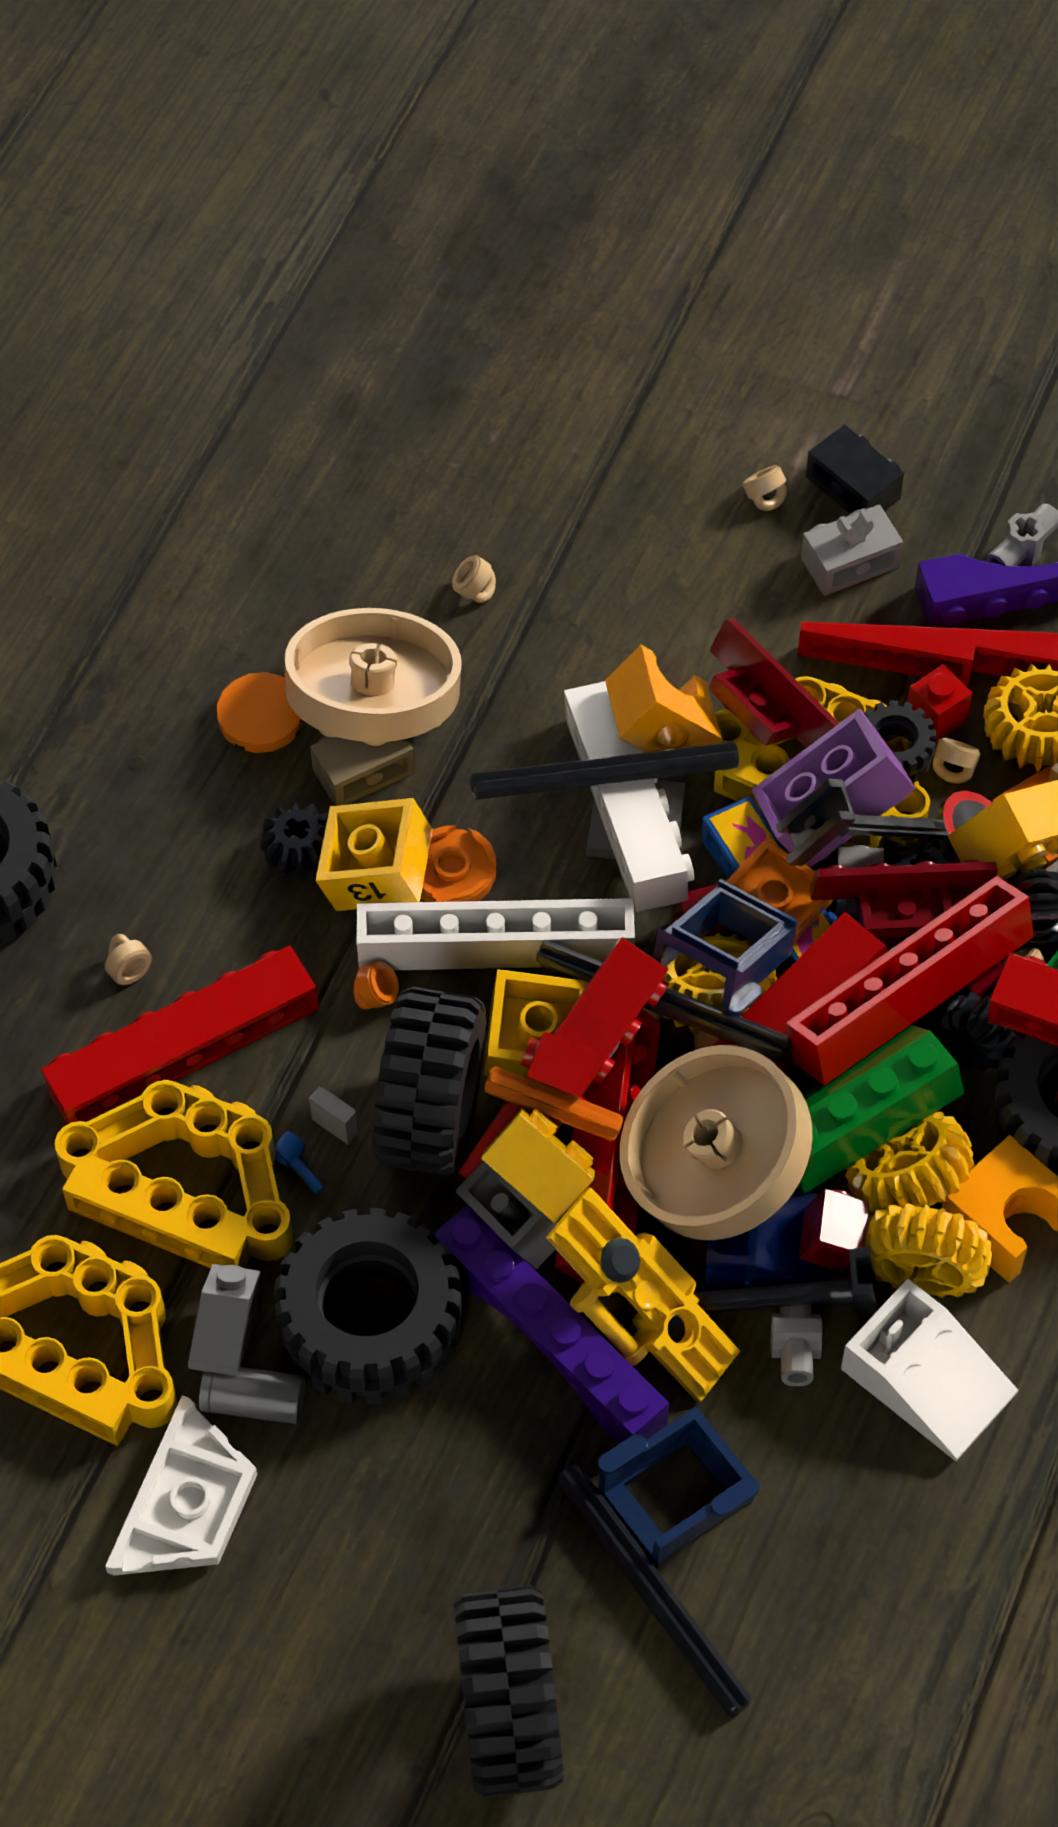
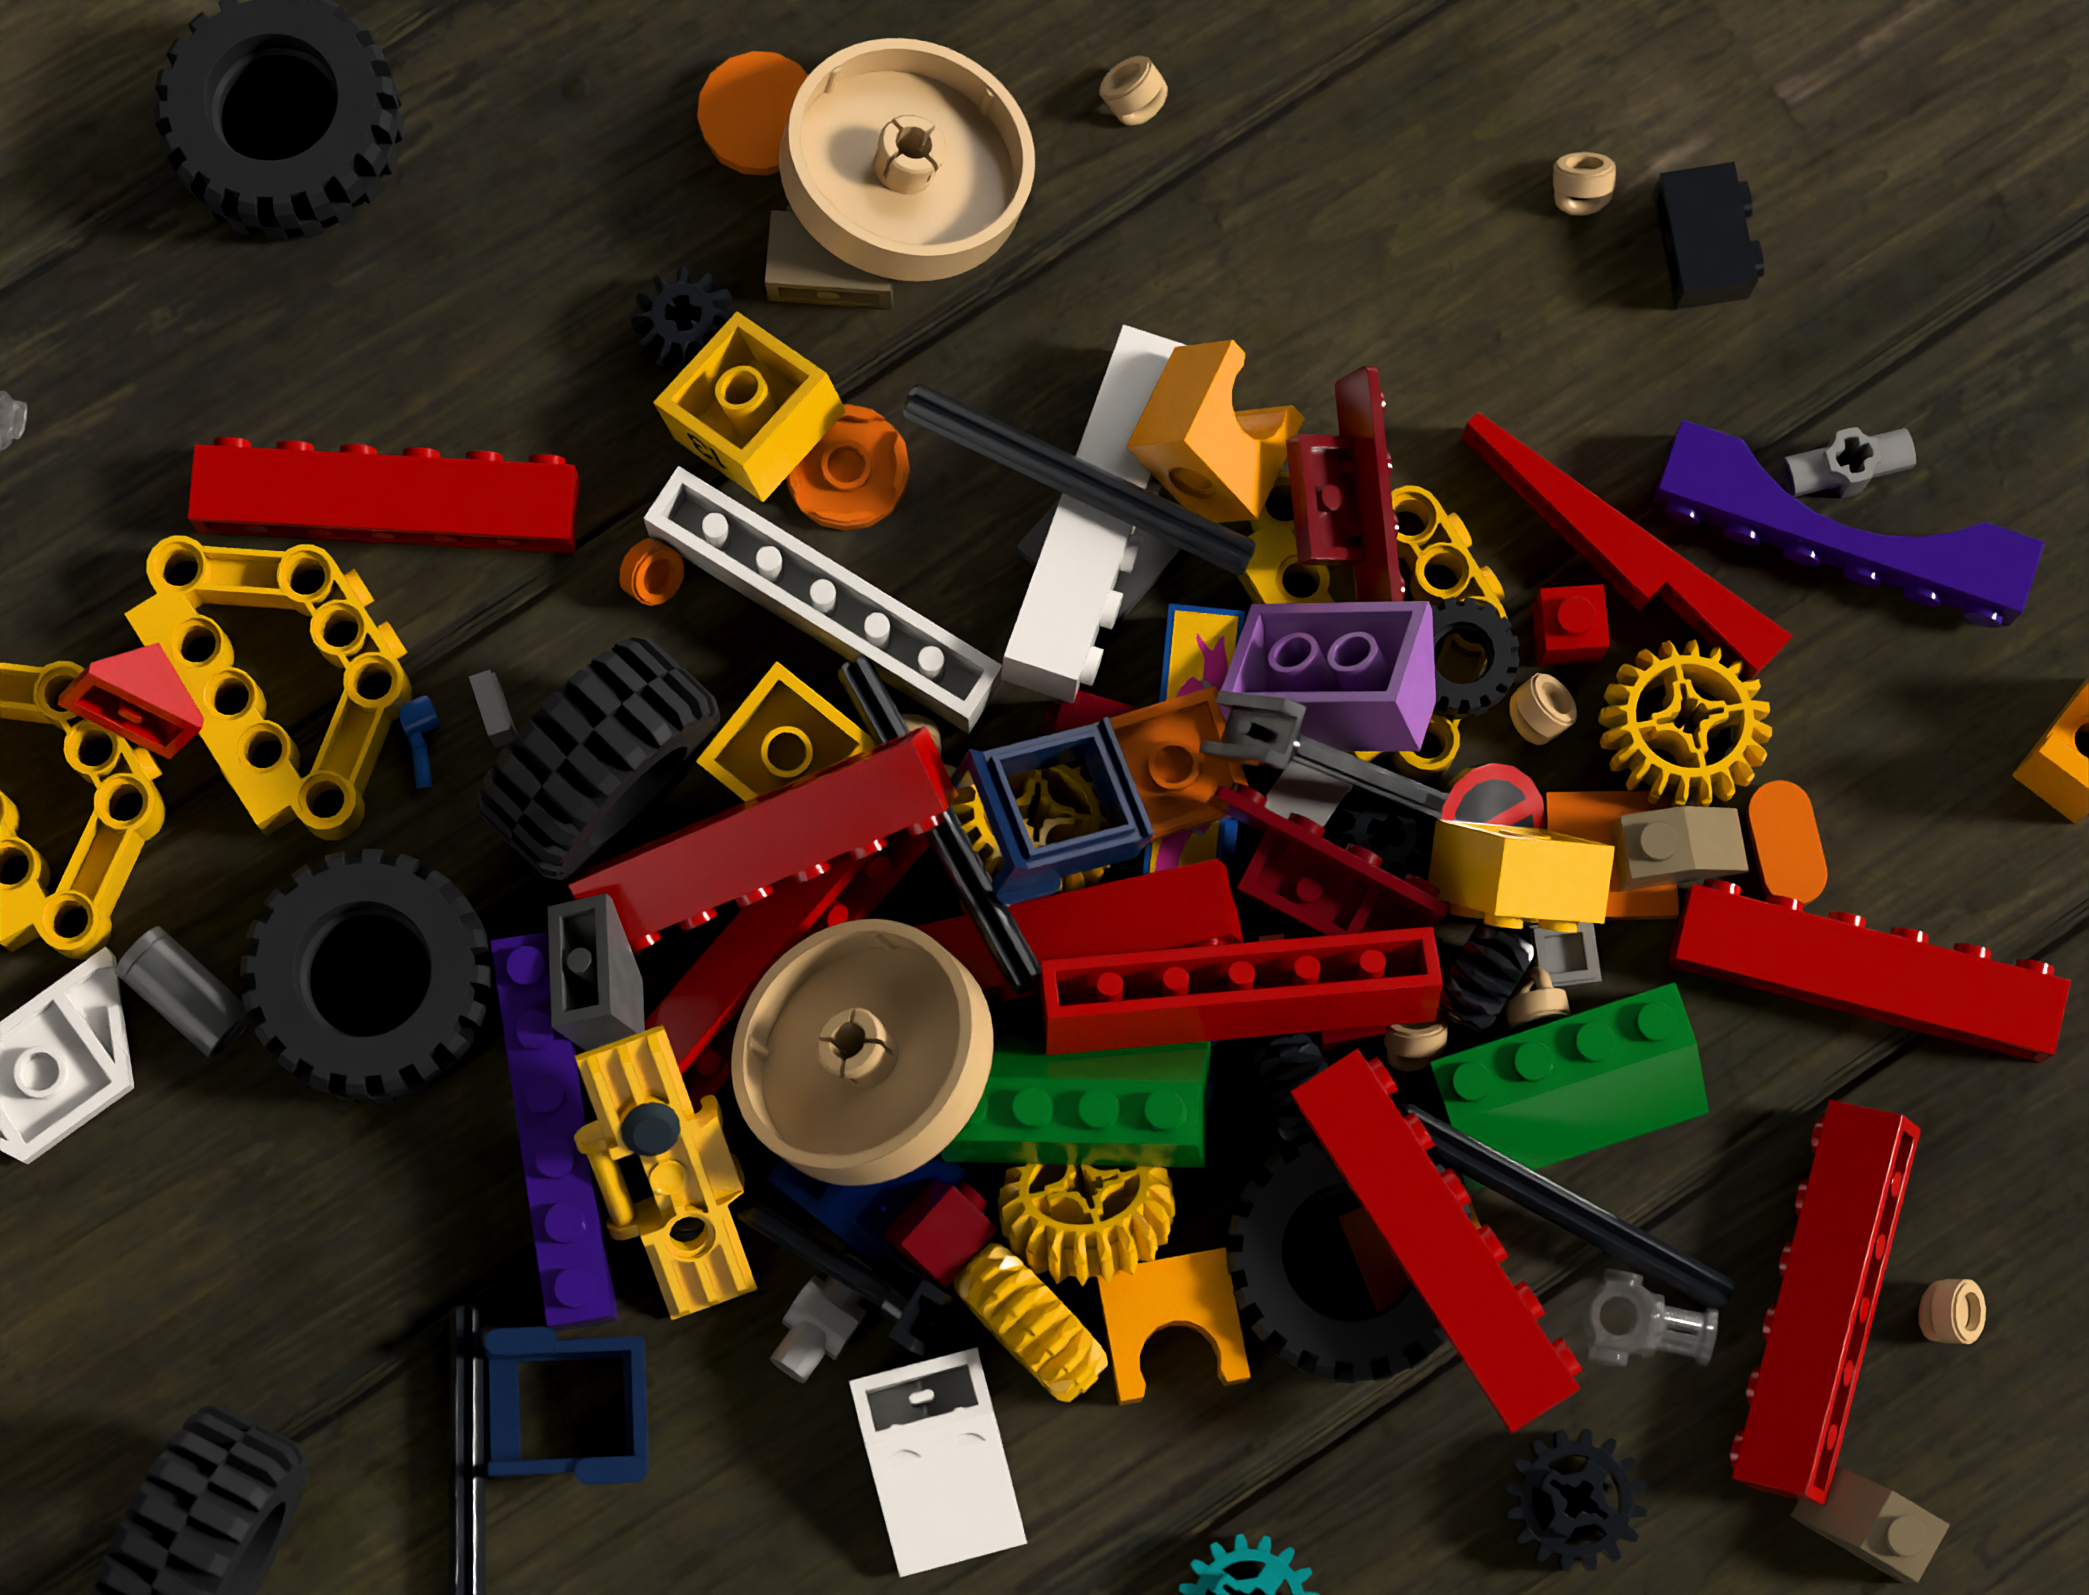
camera: 30 degrees right, 20 degrees up
(108, 1229) = (137, 699): none -> red slope
(127, 960) = (388, 356): tan tile -> none
(225, 1319) = (201, 892): dark grey slope -> none
(540, 1163) = (643, 950): yellow brick -> none
(553, 1103) = (714, 881): orange axle -> none
(558, 1063) = (742, 845): red brick -> none
(851, 549) = (1624, 339): light grey brick -> none

